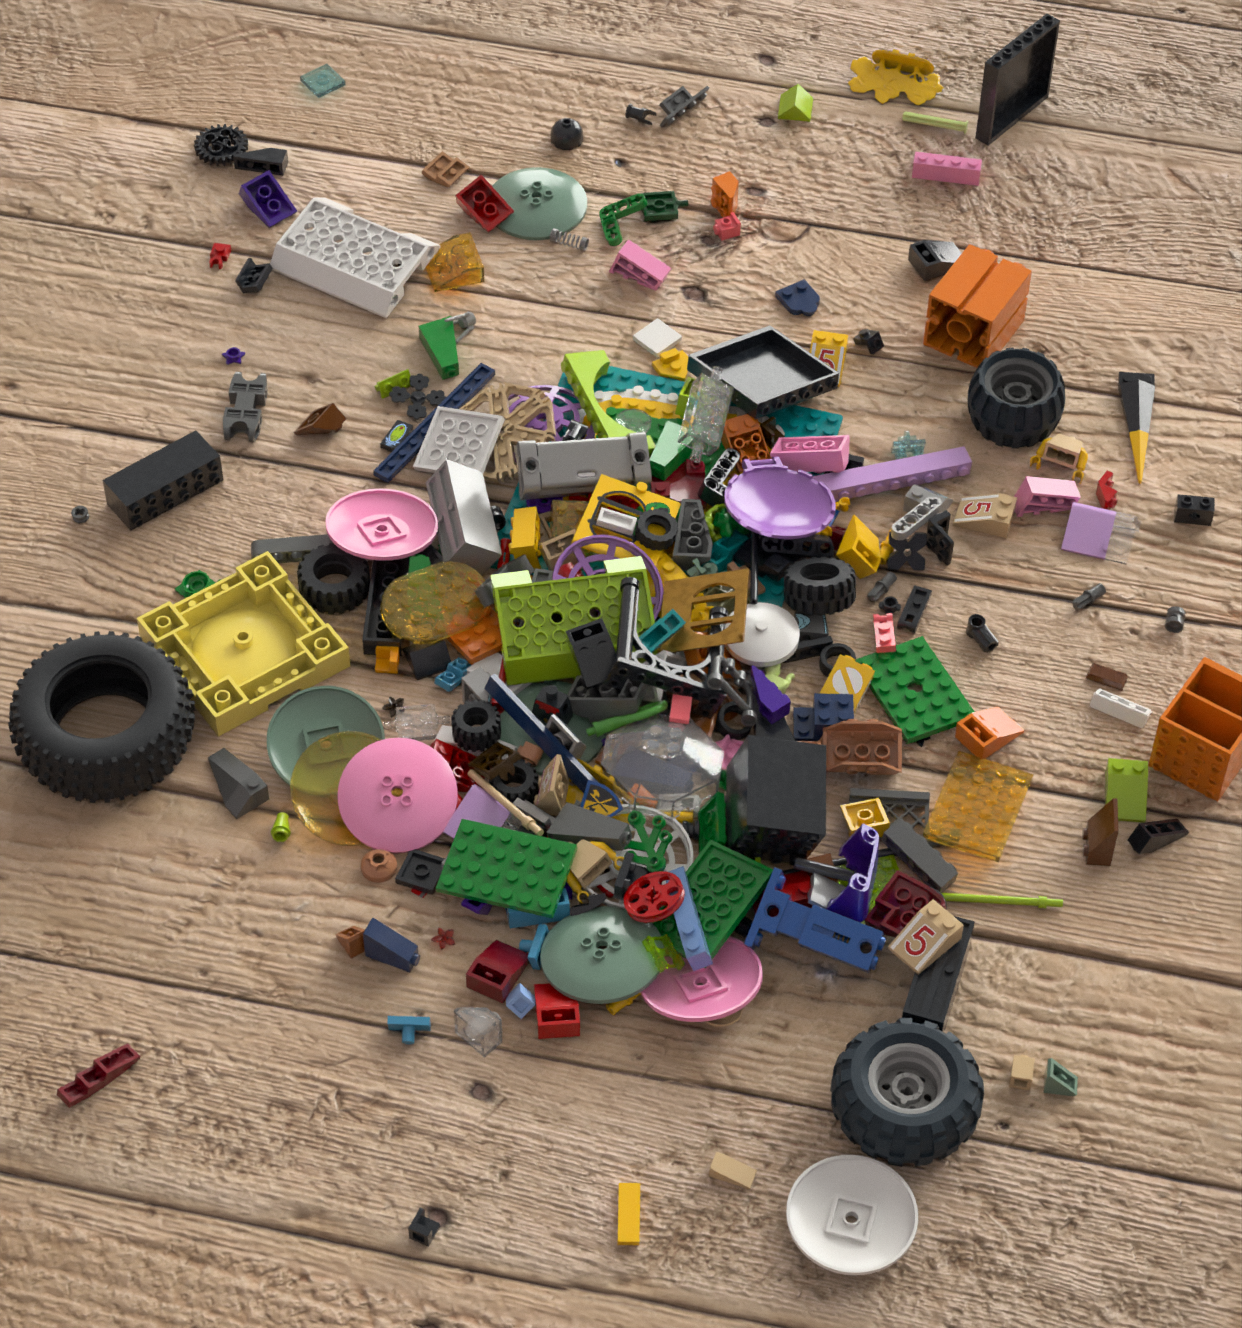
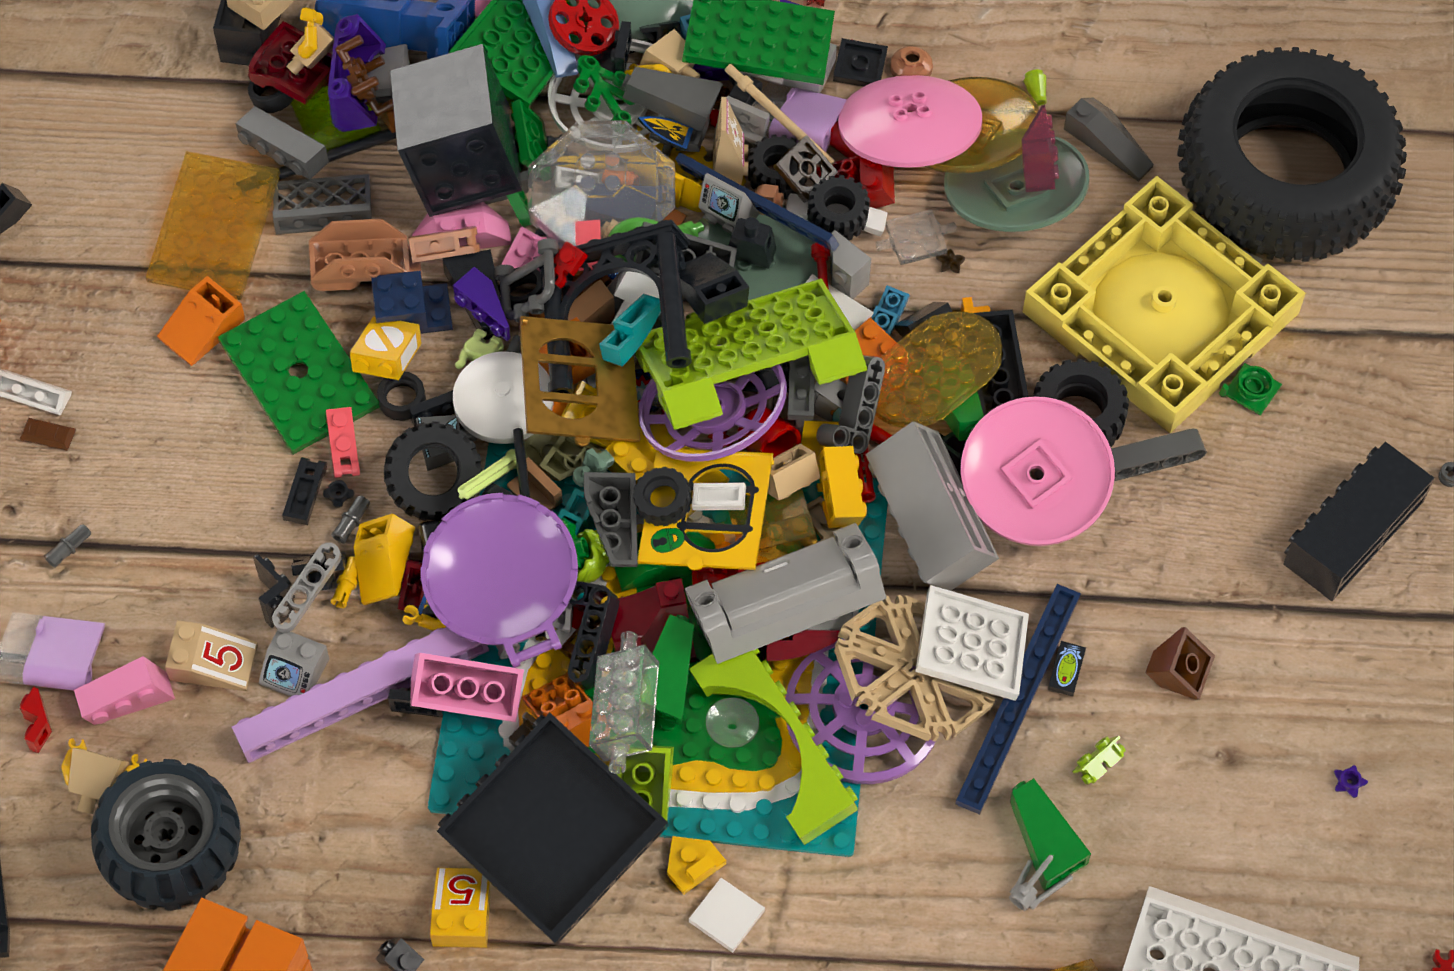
camera: 170 degrees right, 10 degrees up
(244, 415) = (1299, 698): dark grey piece -> none
(253, 276) = (1374, 928): black bracket -> none
(305, 731) = (1040, 154): none -> clear pink slope
(417, 397) = (1056, 740): black plant -> none
(498, 517) = (894, 545): black wheel -> none
(575, 431) = (809, 673): black piece -> none
(698, 674) = (567, 261): none -> red plate
(779, 570) = (488, 476): none -> yellowish green axle
(850, 855) = (361, 84): none -> reddish brown plate
(867, 812) = (349, 175): yellow slope -> none
(887, 895) = (313, 44): none -> torso
(908, 444) = (326, 757): clear light blue hips -> none
(979, 631) = (213, 463): black piece -> none
(1041, 901) = (138, 124): lime bar -> none
(1101, 835) = (62, 188): reddish brown slope -> none
(1129, 784) = (30, 274): lime slope -> none

